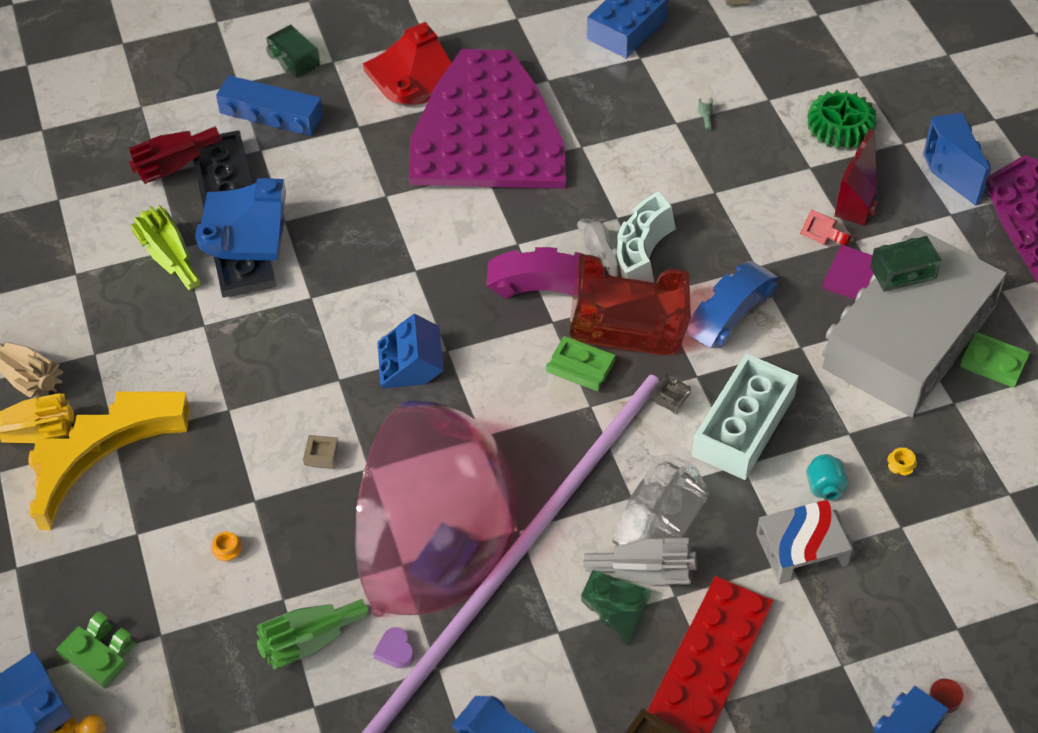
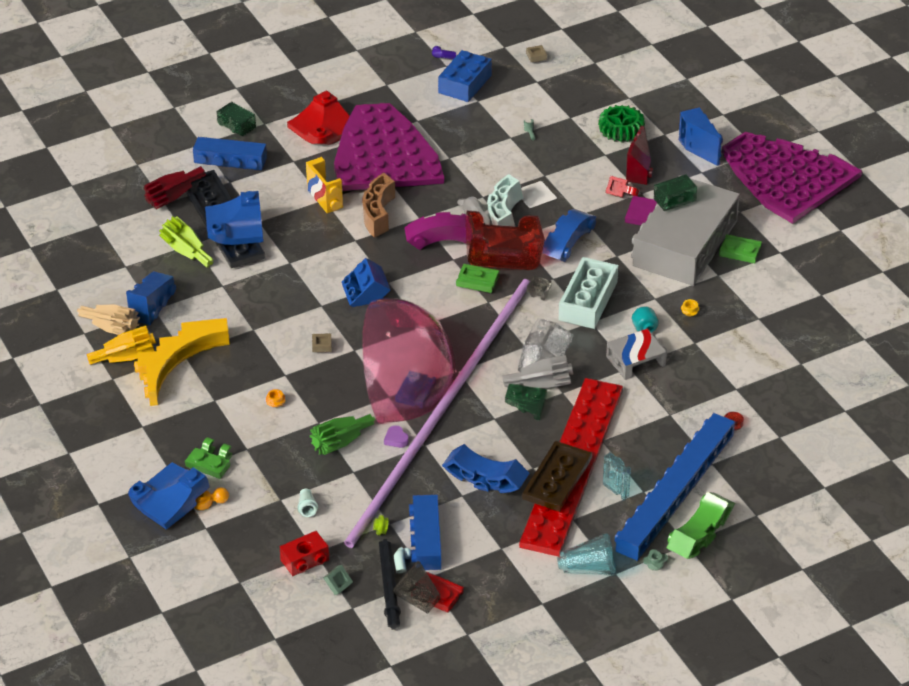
camera: 10 degrees left, 10 degrees down
(88, 336) = (151, 296): none -> blue wedge
(388, 188) = (325, 193): none -> yellow panel
(452, 211) = (377, 196): none -> medium nougat brick
(697, 223) = (536, 194): none -> white sticker

